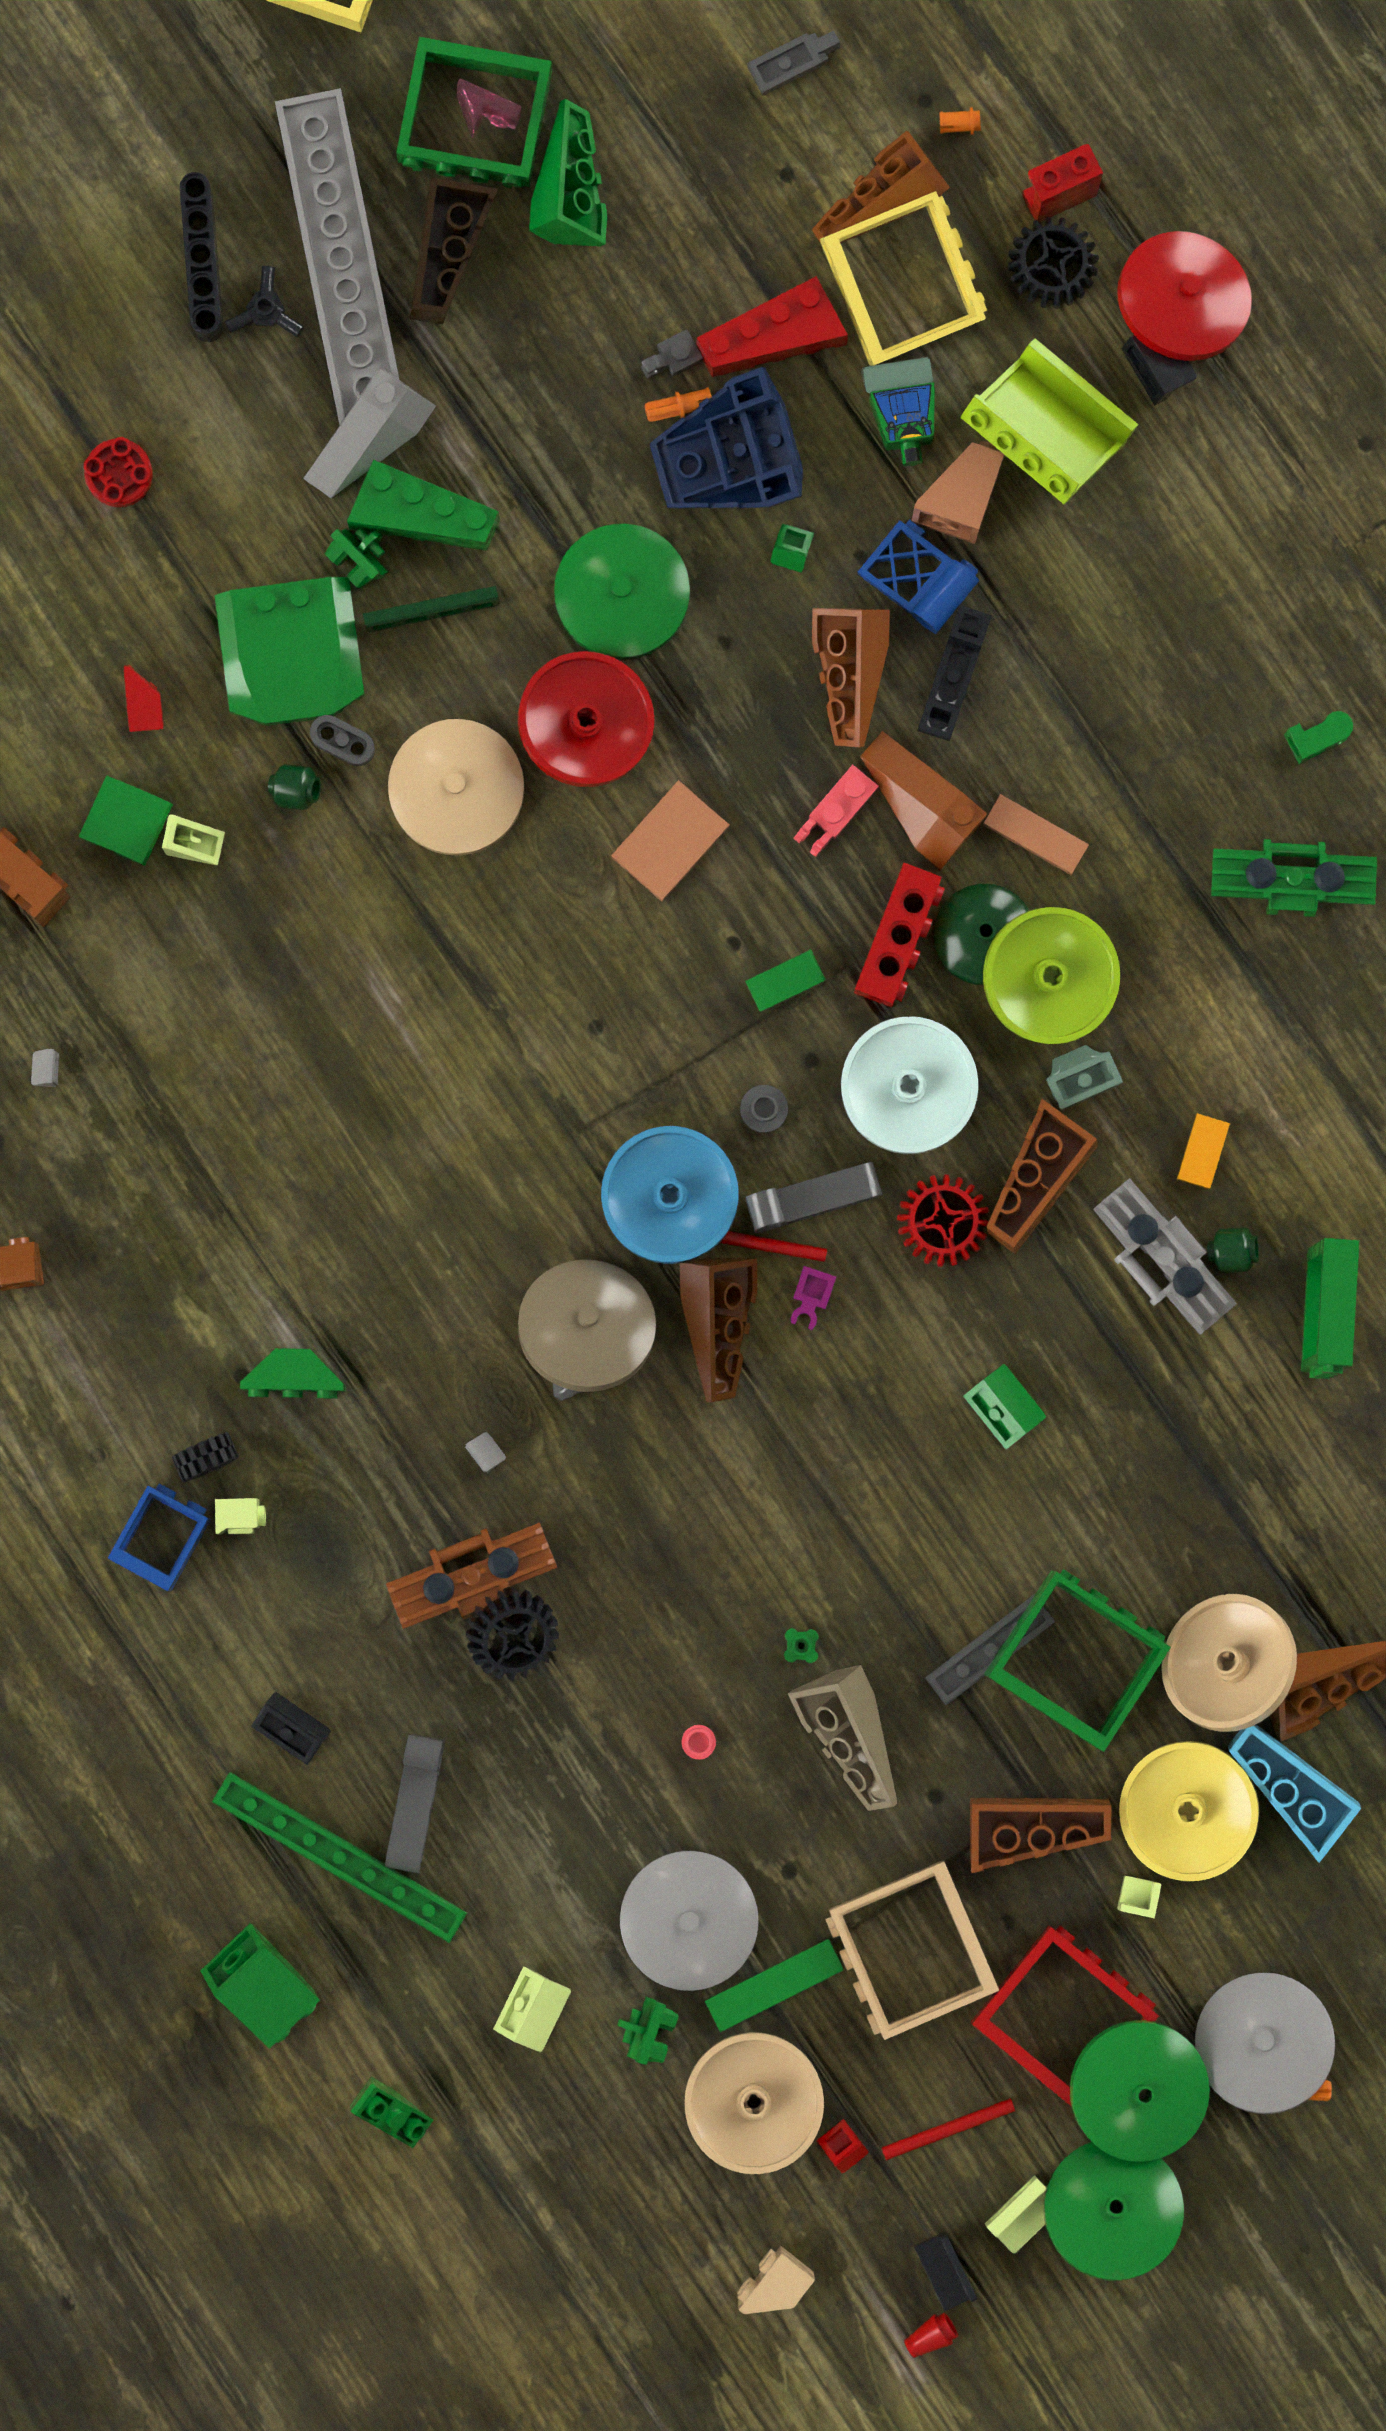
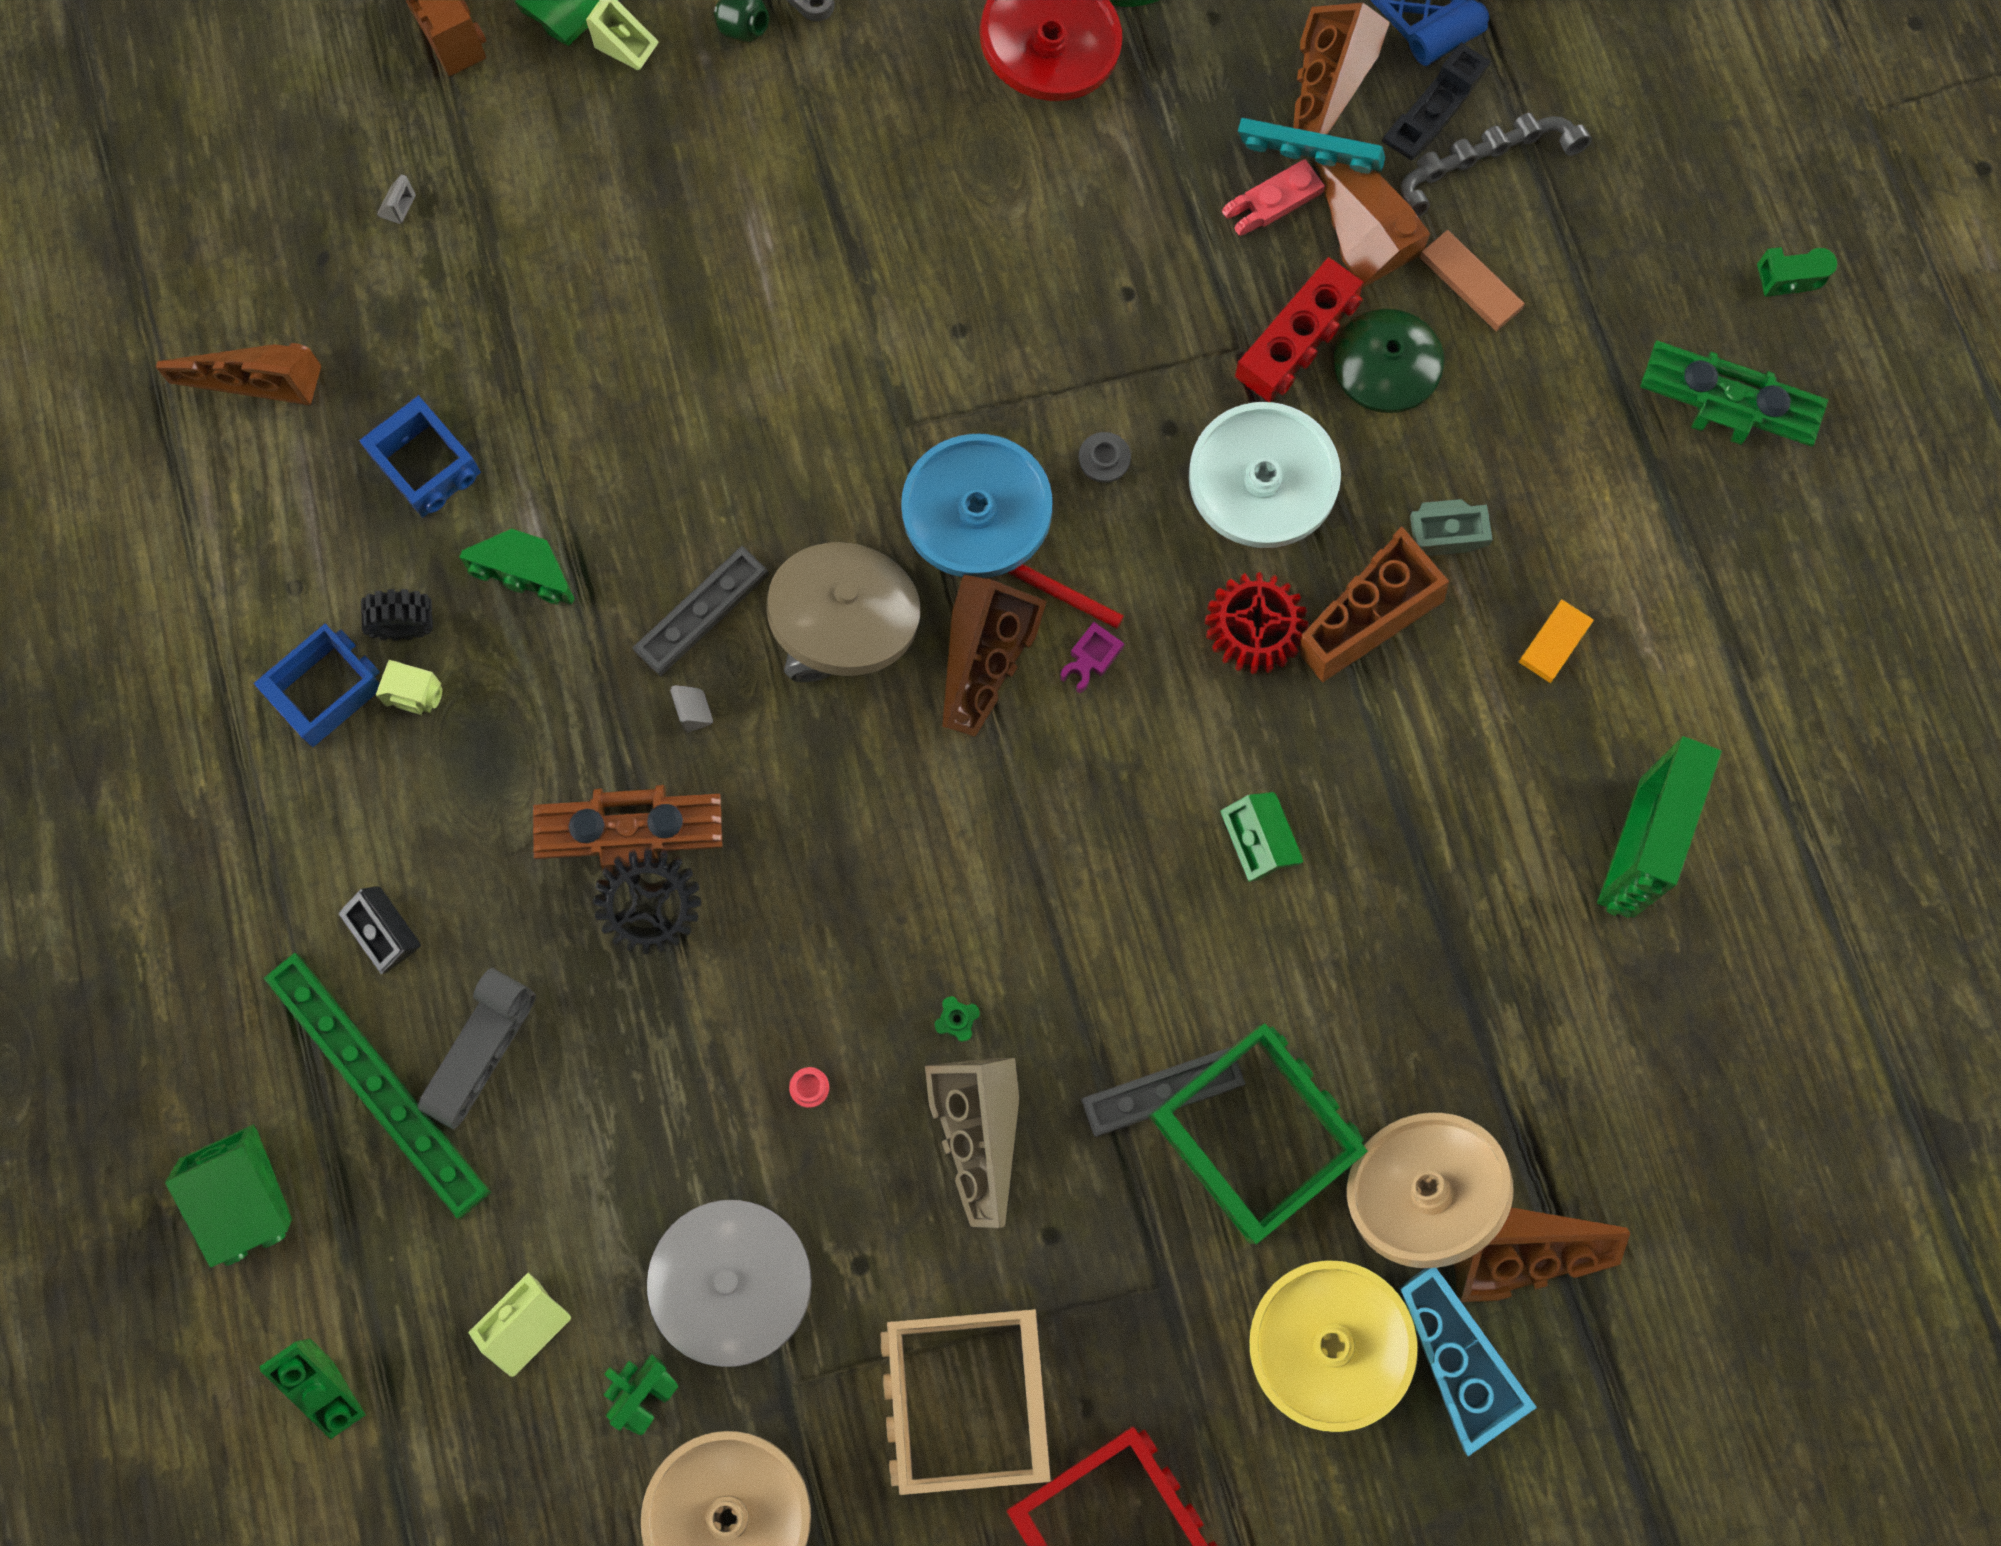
camera: 20 degrees right, 10 degrees down
(137, 1286) = (401, 429): none -> blue window
(456, 787) = (900, 67): tan dish -> none
(461, 1362) = (701, 611): none -> dark grey tile
(670, 841) = (1096, 177): nougat tile -> none
(774, 1985) = (798, 1389): green tile -> none
(785, 980) = (1168, 337): green slope -> none
(813, 1197) = (1123, 557): dark grey beam -> none
(840, 757) = (1324, 148): none -> teal plate
(1018, 693) = (1495, 143): none -> dark grey bar
(1033, 1827) = (1146, 1305): dark orange wedge -> none
(1051, 975) = (1448, 412): lime dish -> none
(1139, 1896) = (1246, 1427): yellowish green panel -> none
(1174, 1250) = (1496, 726): light grey piece -> none
(1233, 1250) = (1561, 749): dark green head -> none

